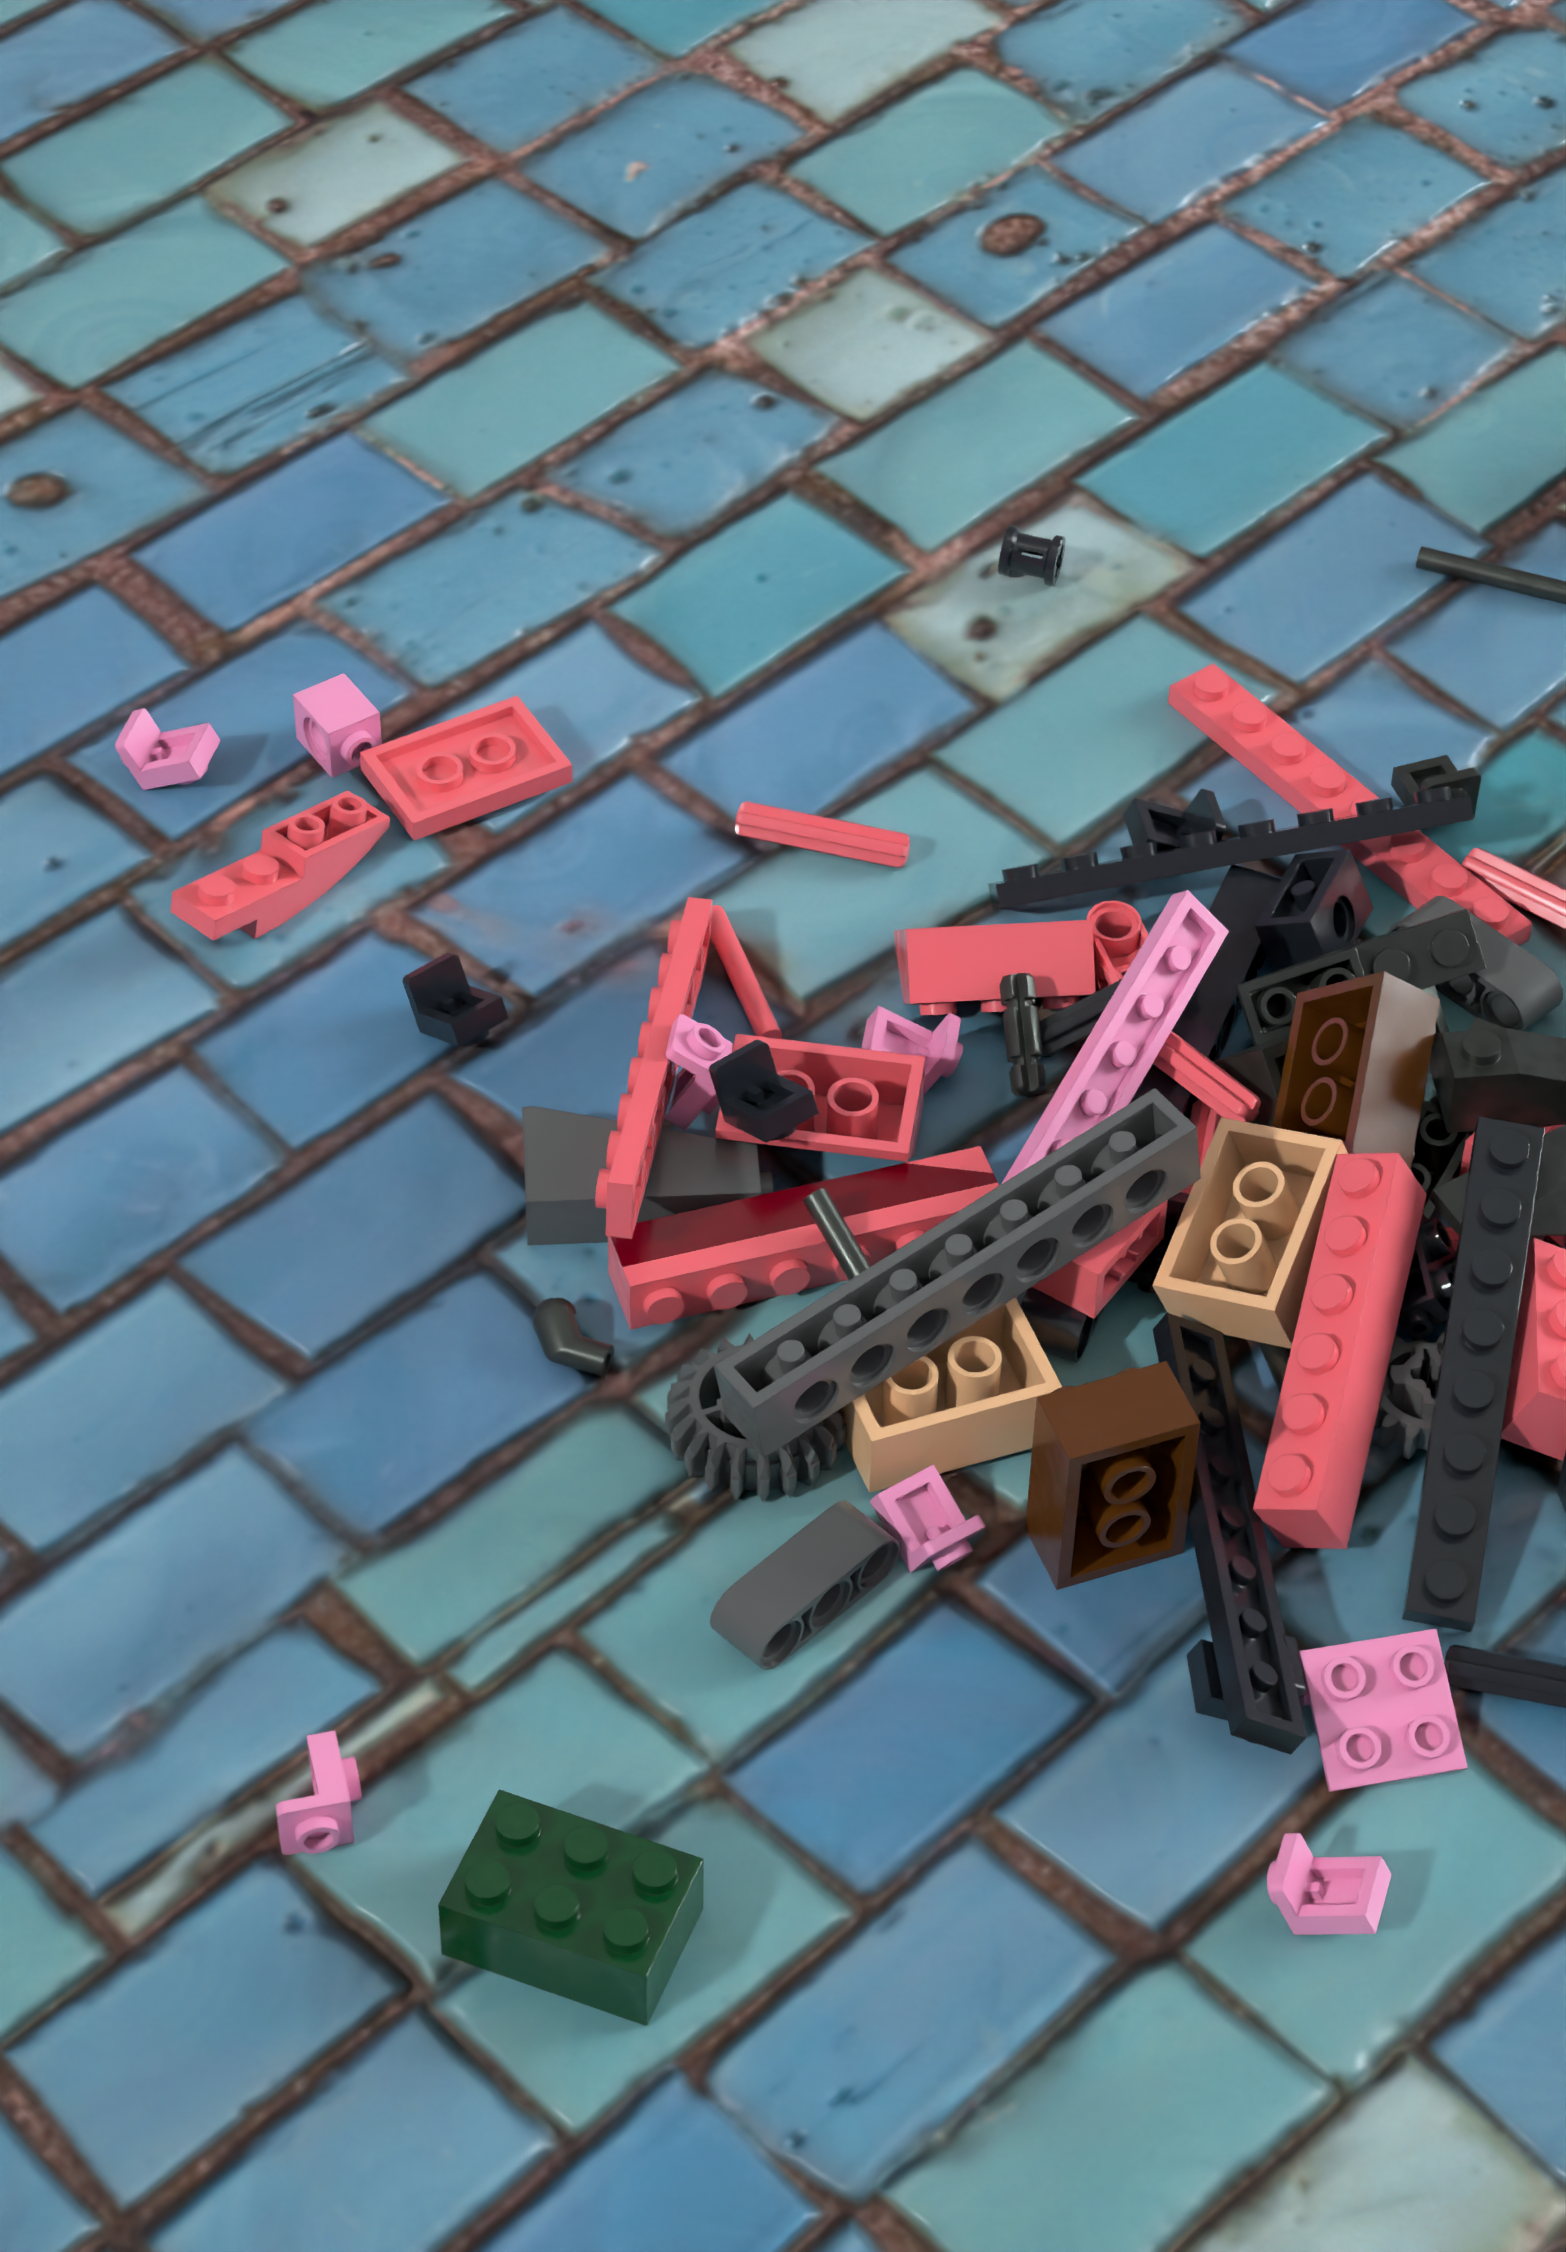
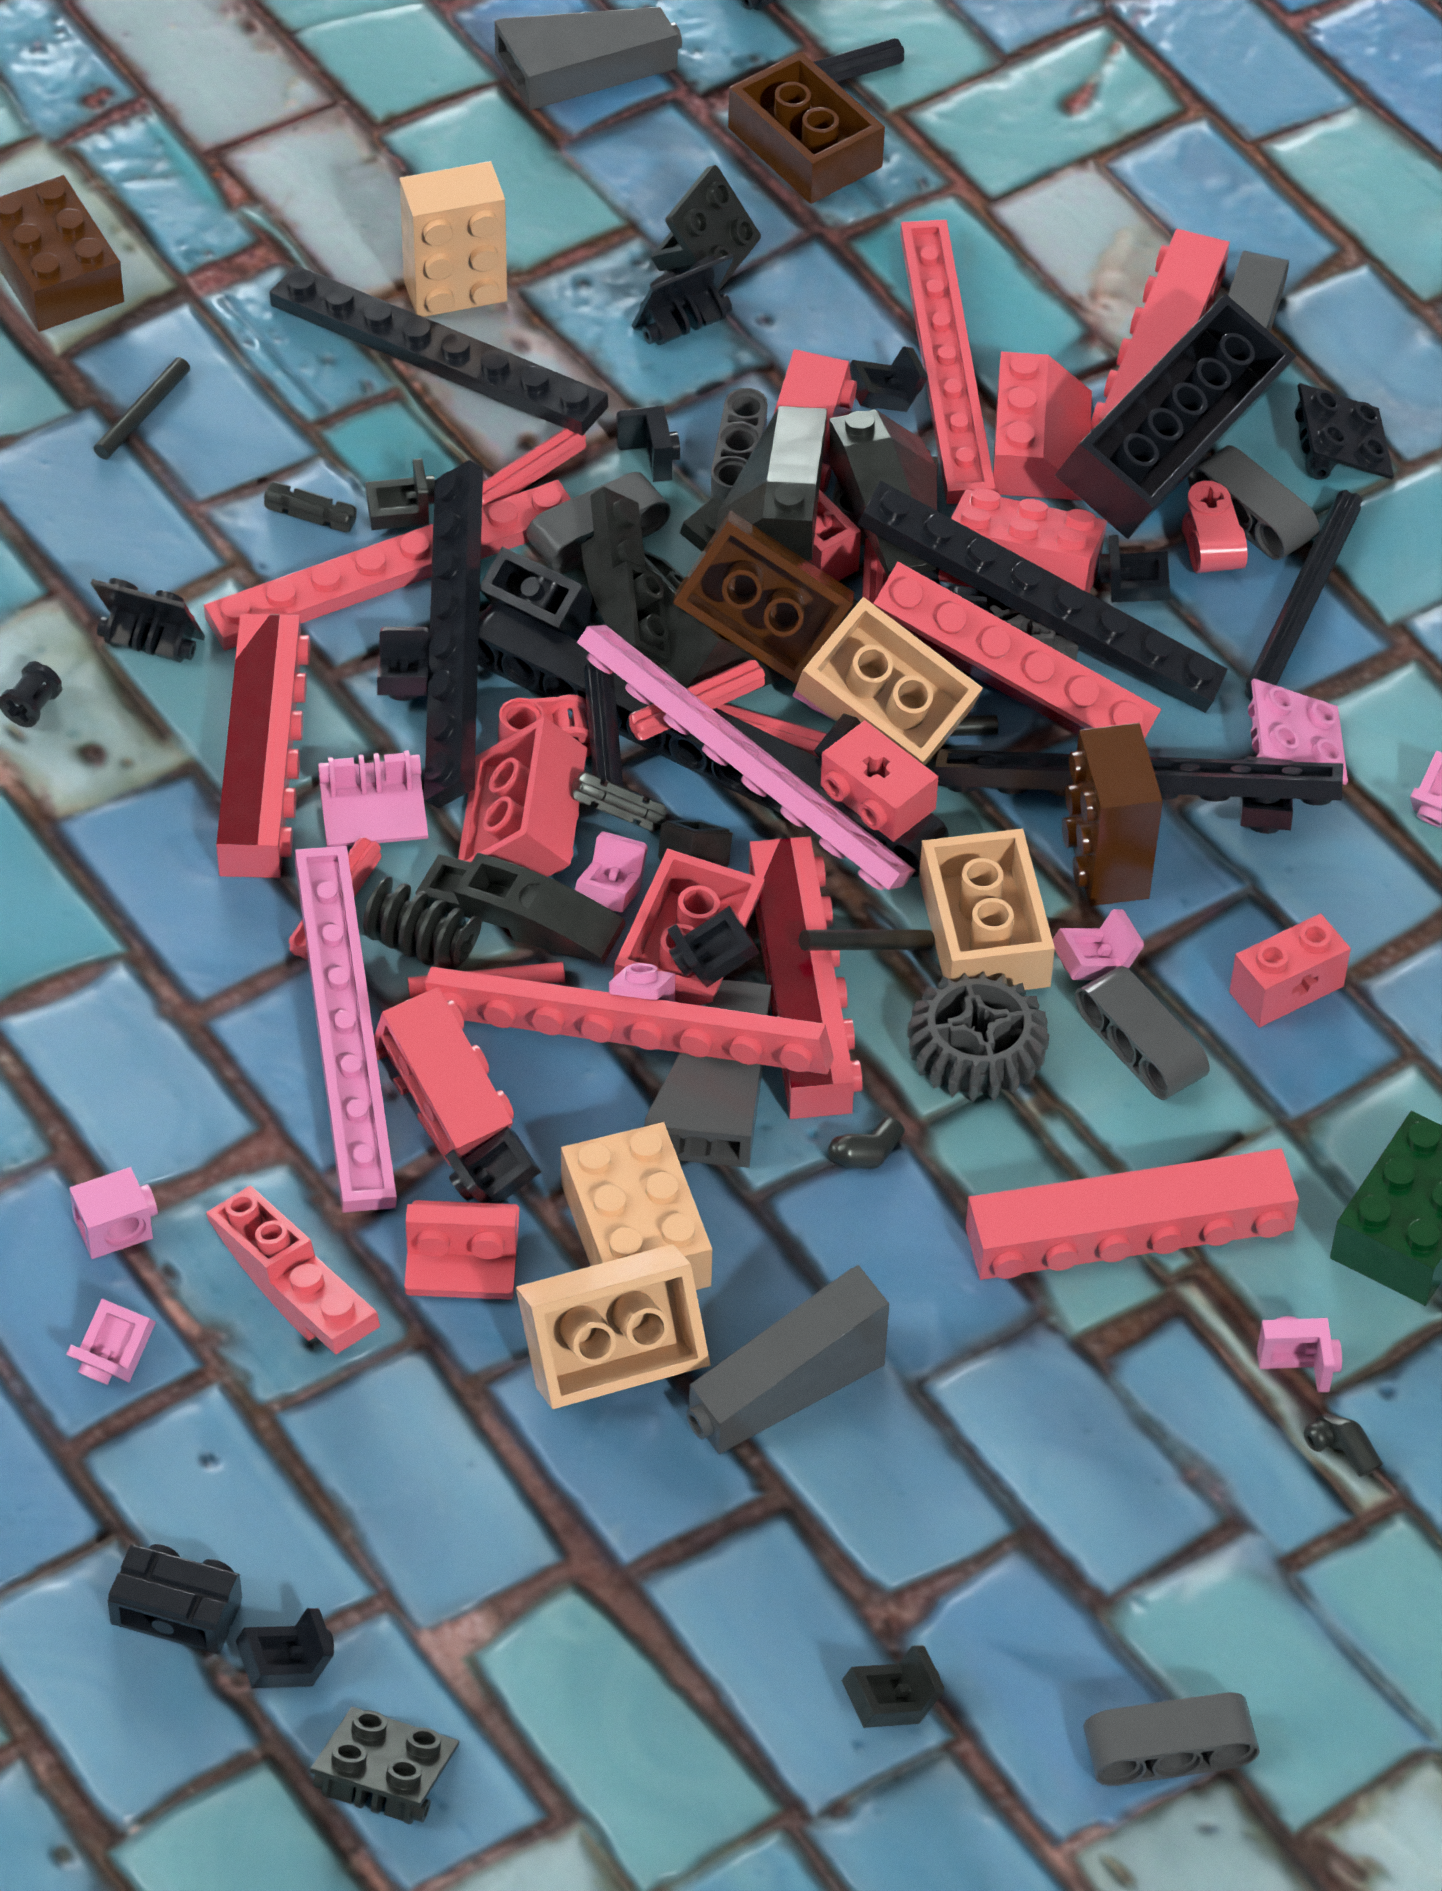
camera: 80 degrees left, 5 degrees up
(202, 1854) = (1346, 1436): none -> pearl dark grey arm
(216, 1292) = (793, 1362): none -> dark grey slope
(222, 1112) = (613, 1326): none -> light nougat brick
(346, 1000) = (461, 1249): none -> coral bracket
(407, 1132) = (634, 1199): none -> light nougat brick
(465, 767) = (188, 1129): coral plate -> none
(507, 1606) = (1131, 1214): none -> coral brick
(567, 936) = (442, 1073): none -> coral wedge
(621, 854) = (345, 1030): none -> bright pink plate
(785, 894) = (417, 929): none -> pearl dark grey piece
(834, 967) = (526, 902): none -> pearl dark grey slope
(945, 1729) = (1289, 970): none -> coral brick
(958, 1272) = (949, 843): dark grey brick -> none
(971, 840) = (372, 799): none -> bright pink hinge
(992, 1120) = (697, 840): none -> pearl dark grey slope
(1018, 734) = (261, 746): none -> brick
(1162, 614) = (136, 611): none -> black hinge
(1402, 725) = (310, 507): none -> pearl dark grey axle

